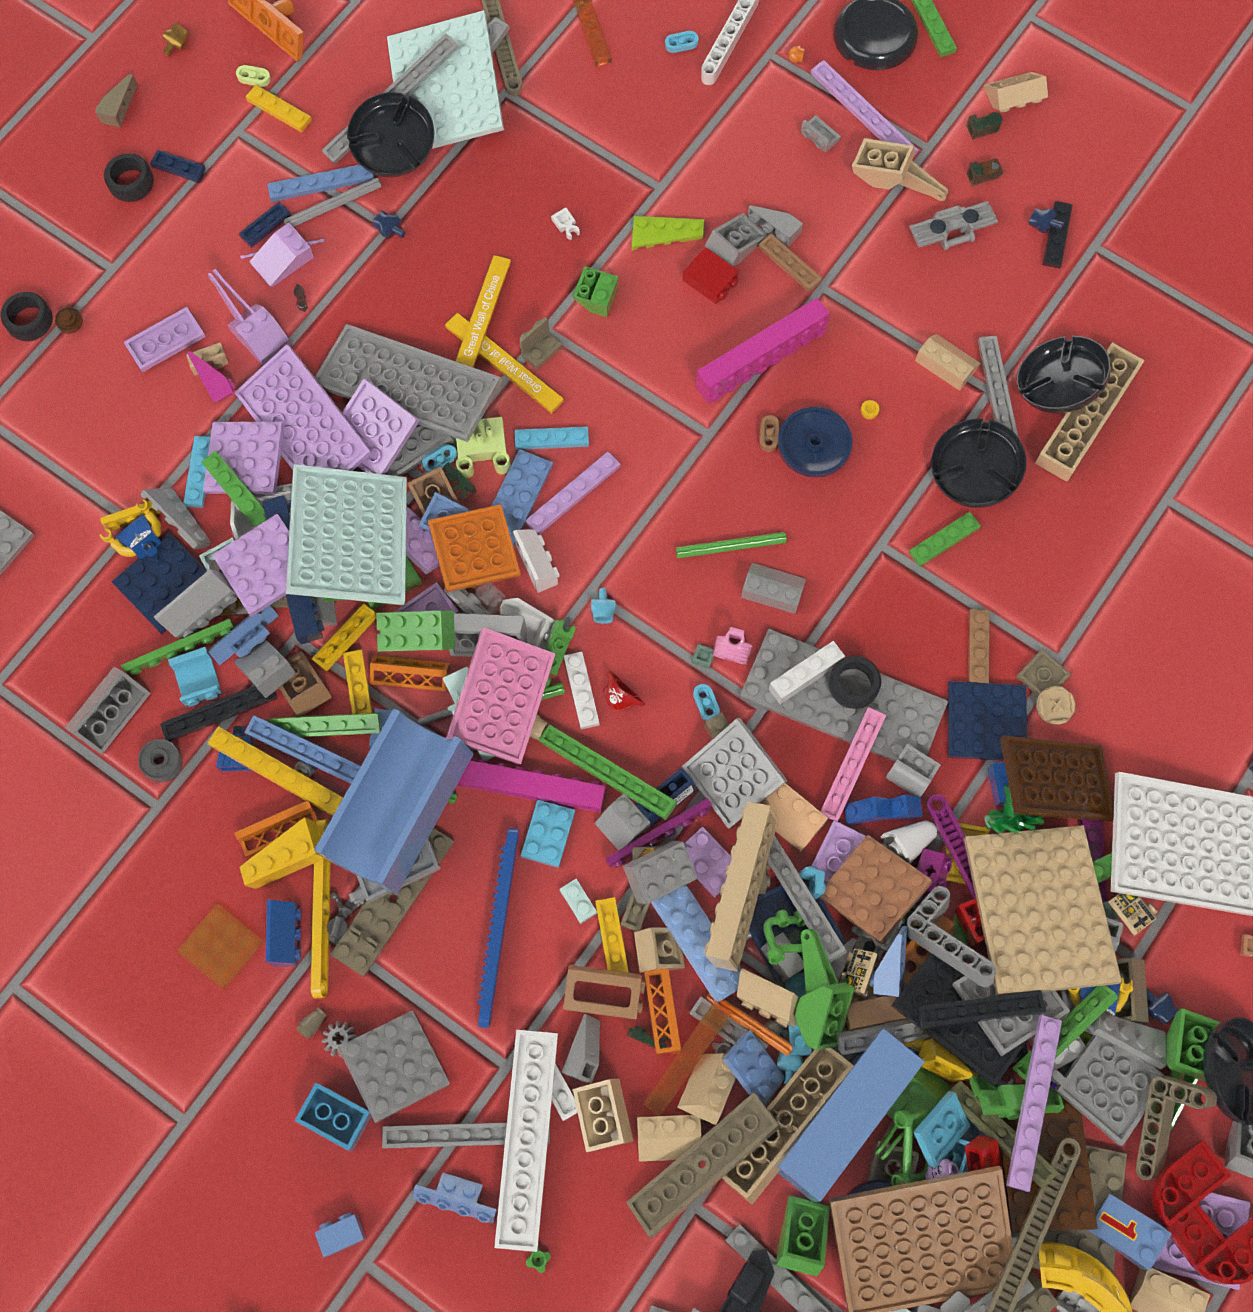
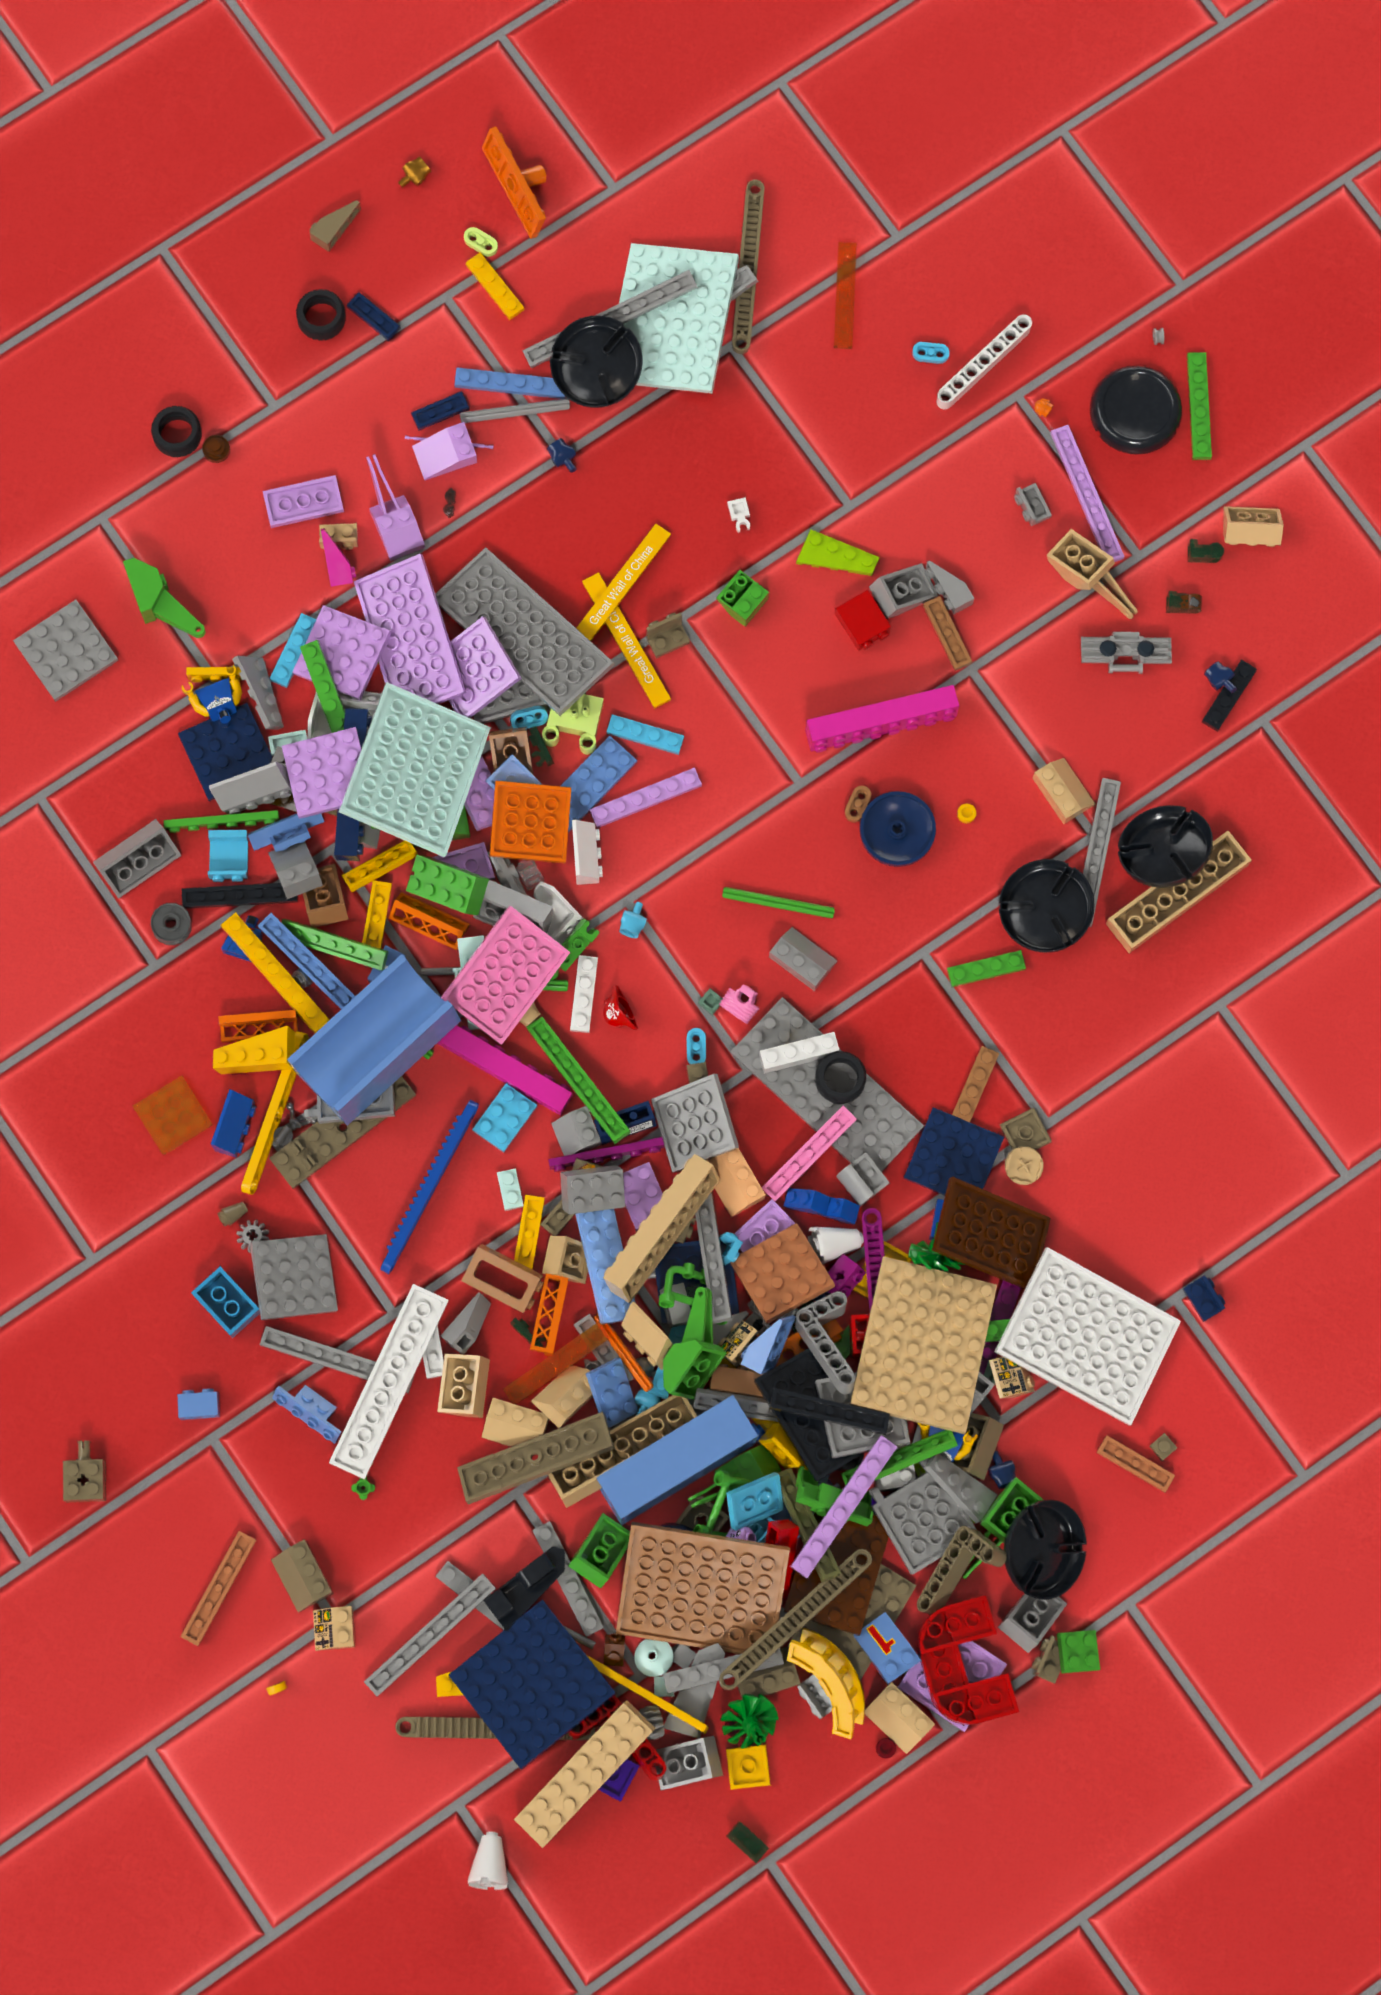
camera: 15 degrees right, 5 degrees up
(53, 468) = (156, 601): none -> bright green slope

